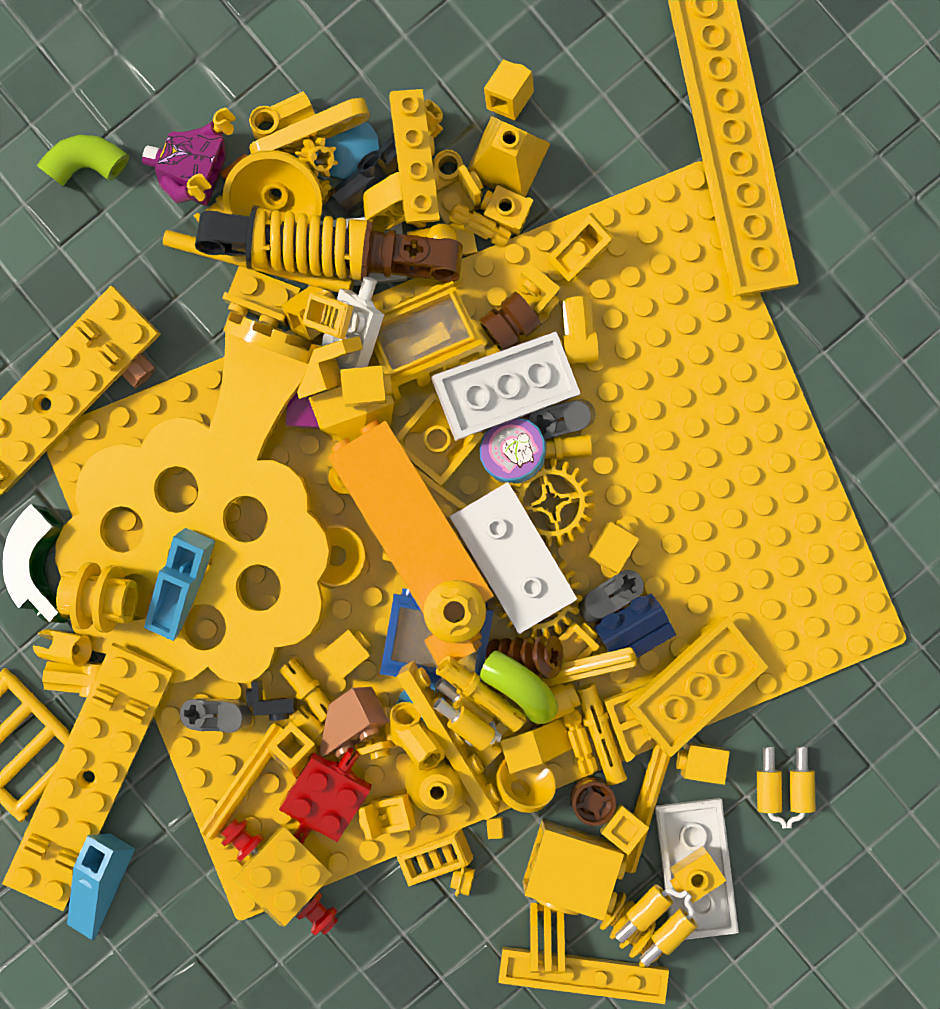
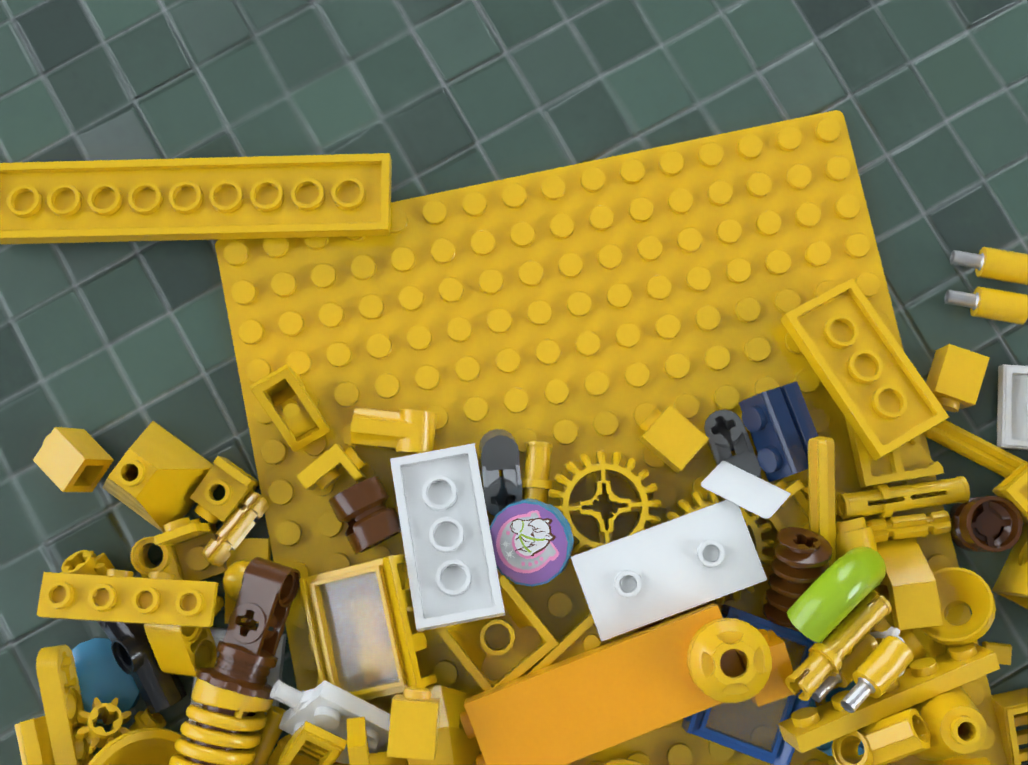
camera: 75 degrees left, 5 degrees down
(584, 606) = (745, 490): none -> white sticker

